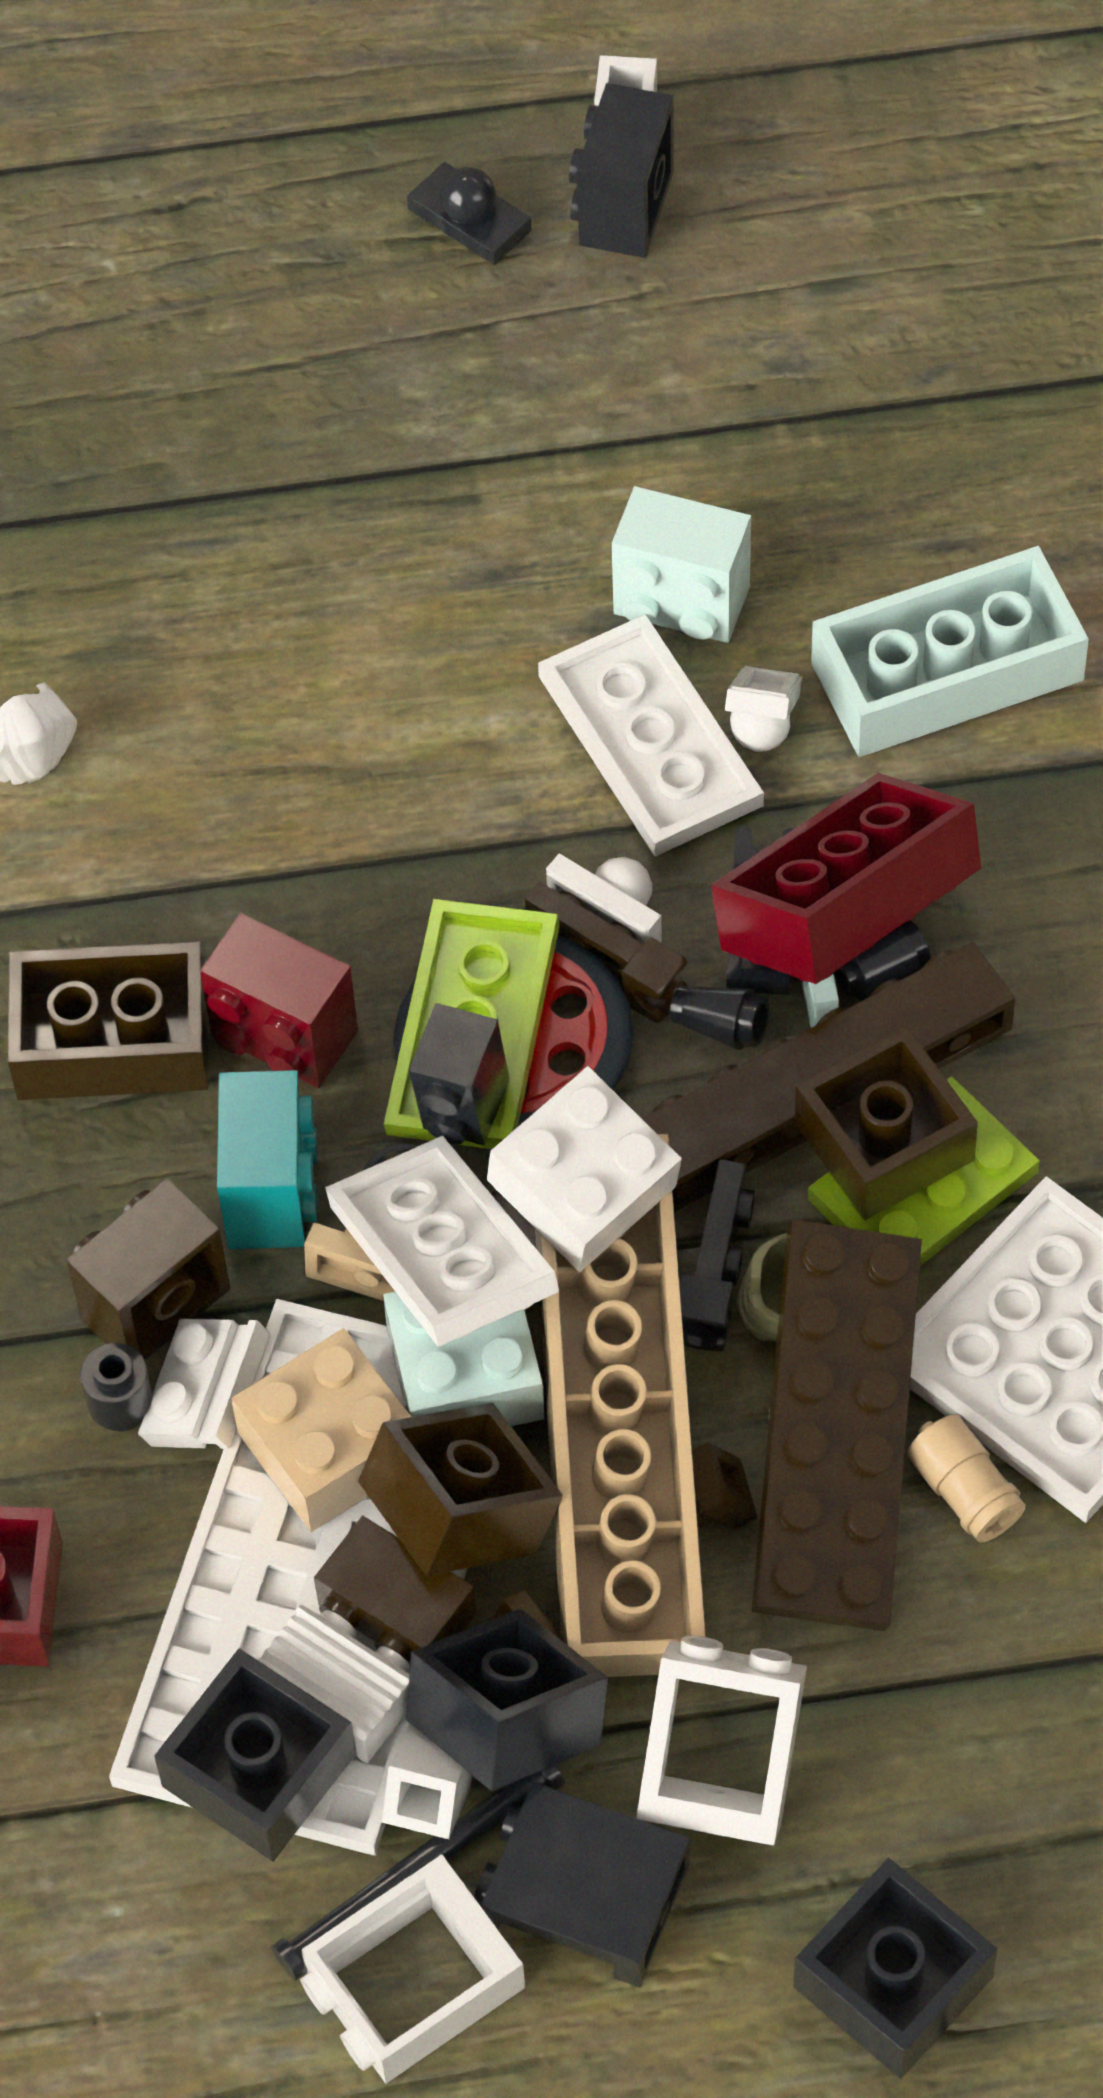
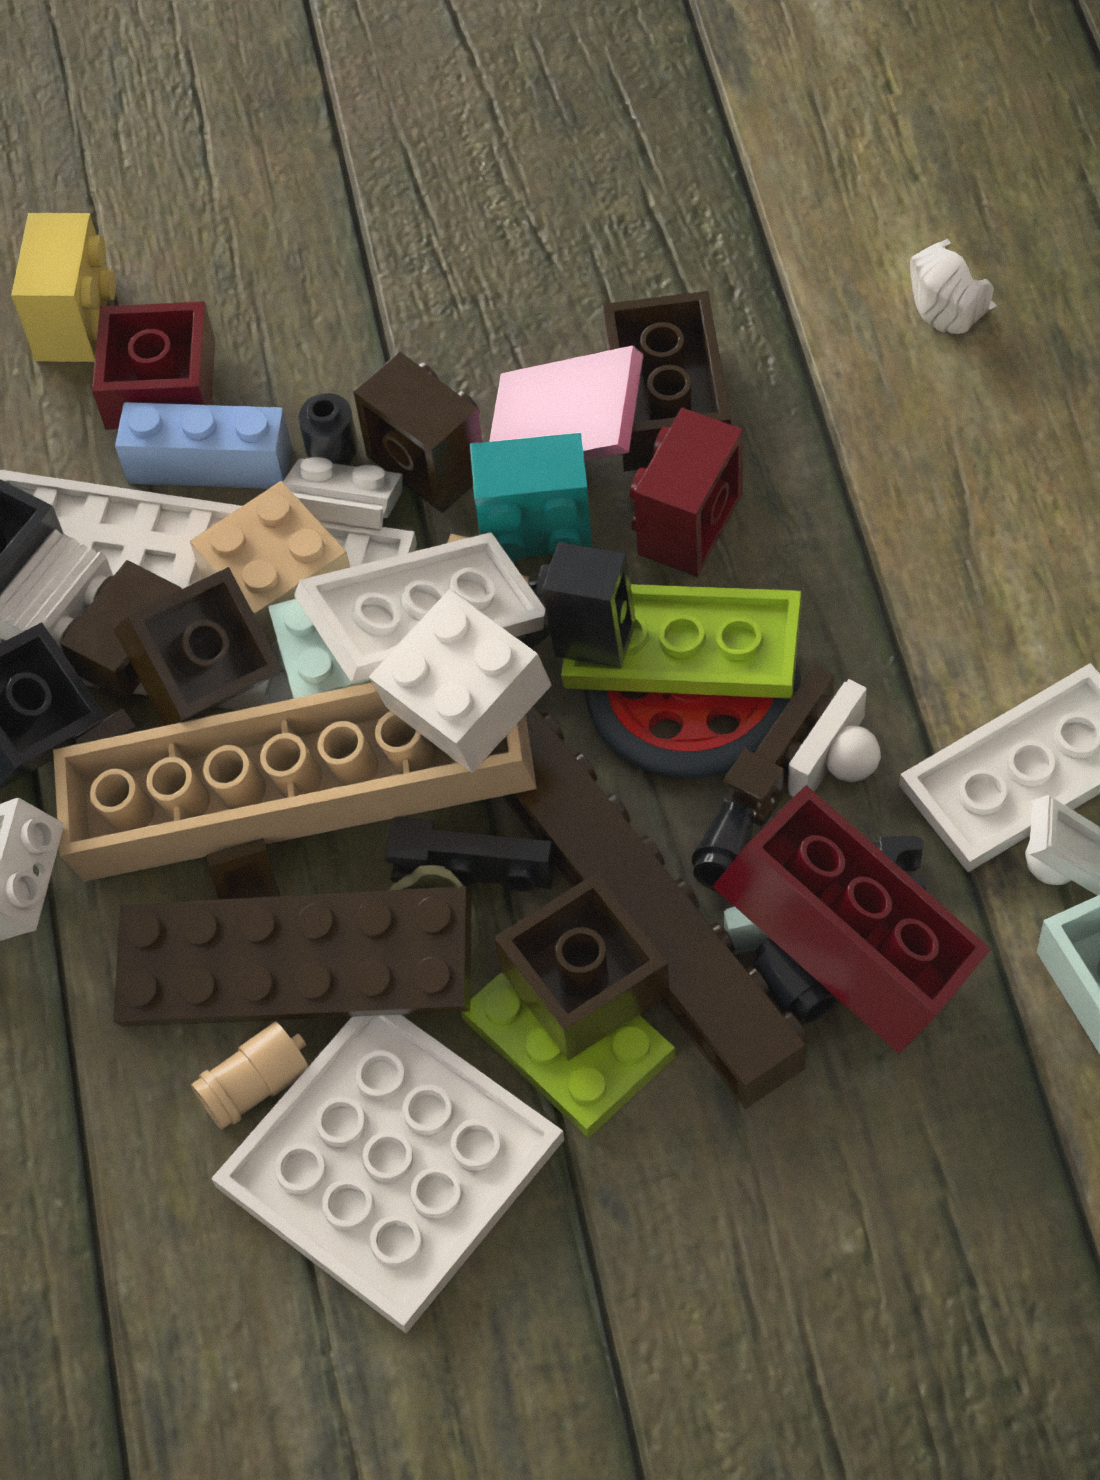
camera: 90 degrees right, 0 degrees up
(111, 1532) = (203, 445): none -> light blue brick
(145, 1112) = (573, 396): none -> tile

